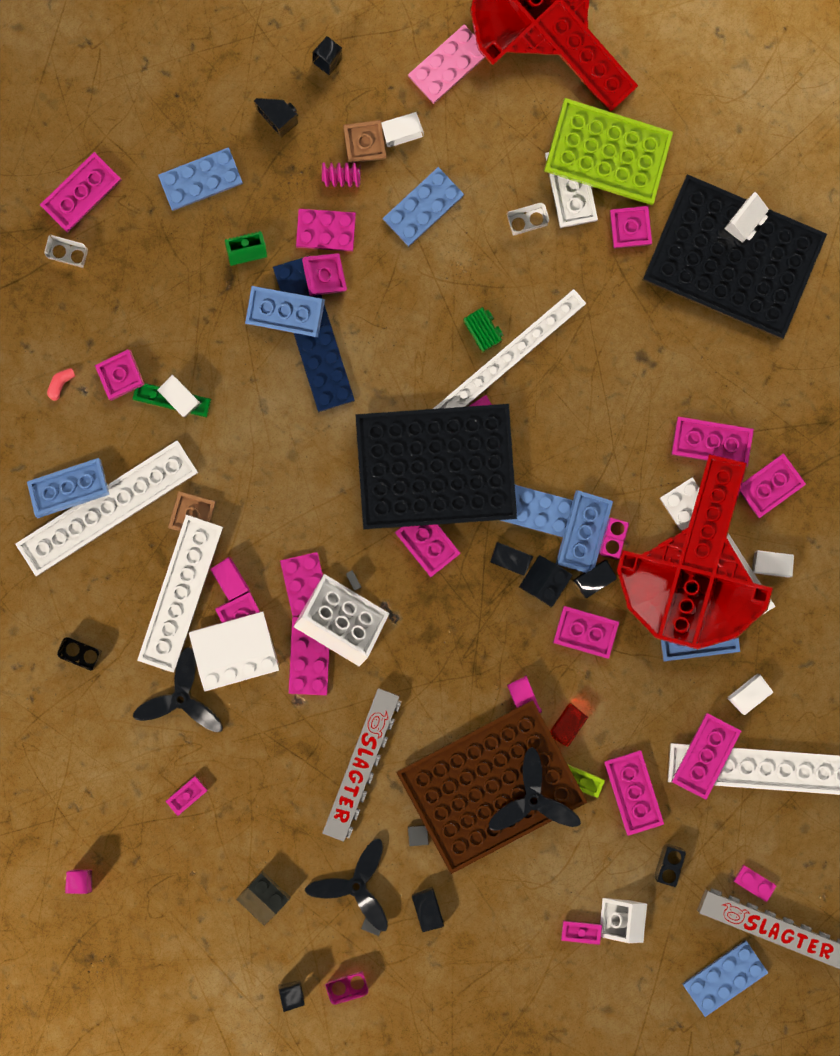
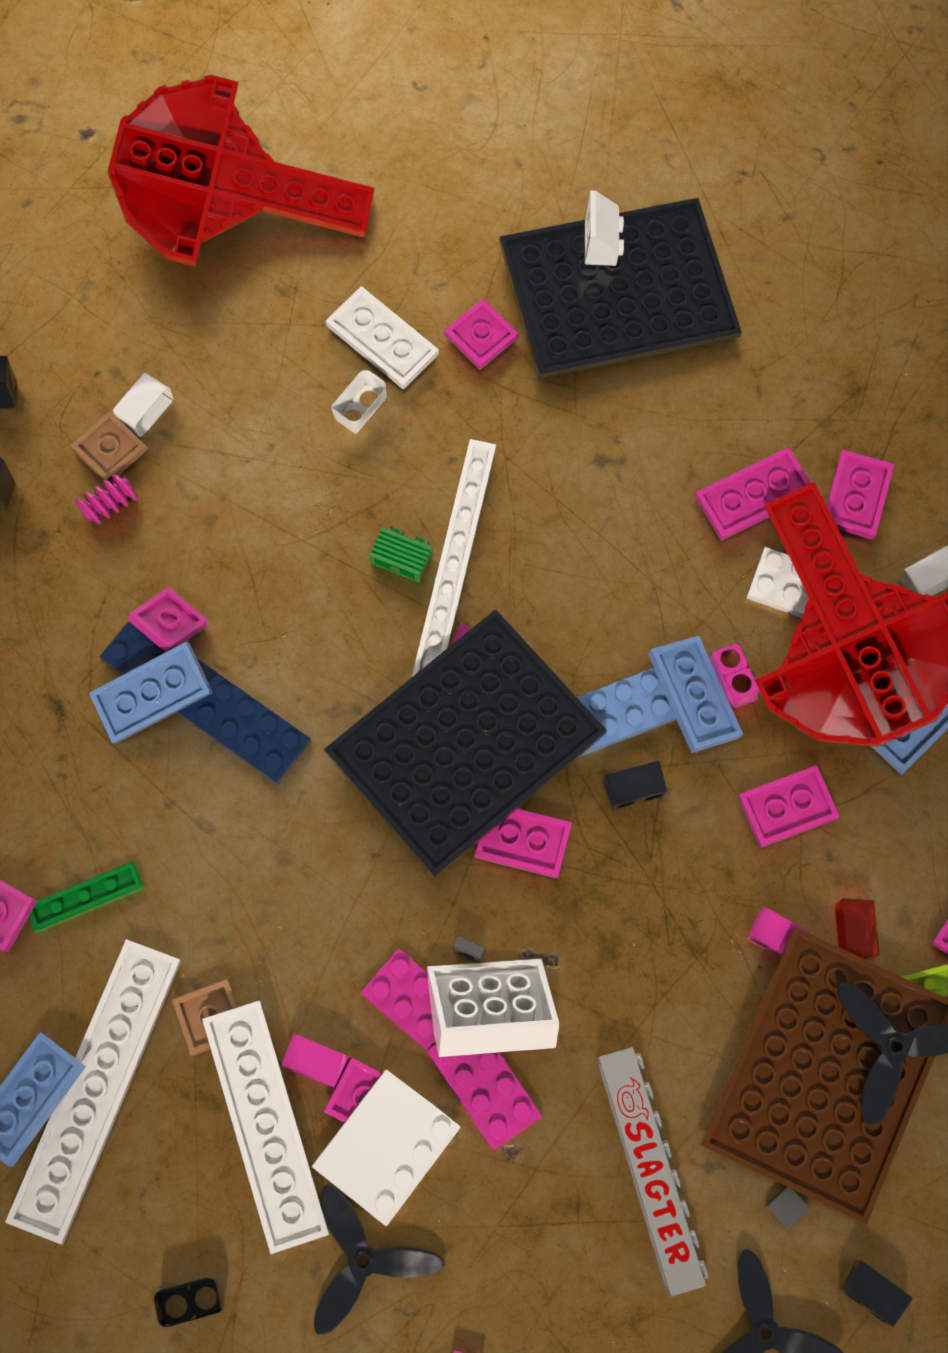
camera: 40 degrees left, 15 degrees down
(178, 396) = (90, 882): white piece -> none
(245, 248) = (51, 655): green brick -> none
(325, 230) = (133, 573): dark pink plate -> none
(423, 206) = (229, 472): medium blue plate -> none
(447, 64) = (144, 306): bright pink plate -> none
(545, 581) = (696, 781): black slope -> none
(595, 579) = (751, 737): black piece -> none
(608, 151) = (394, 272): lime plate -> none

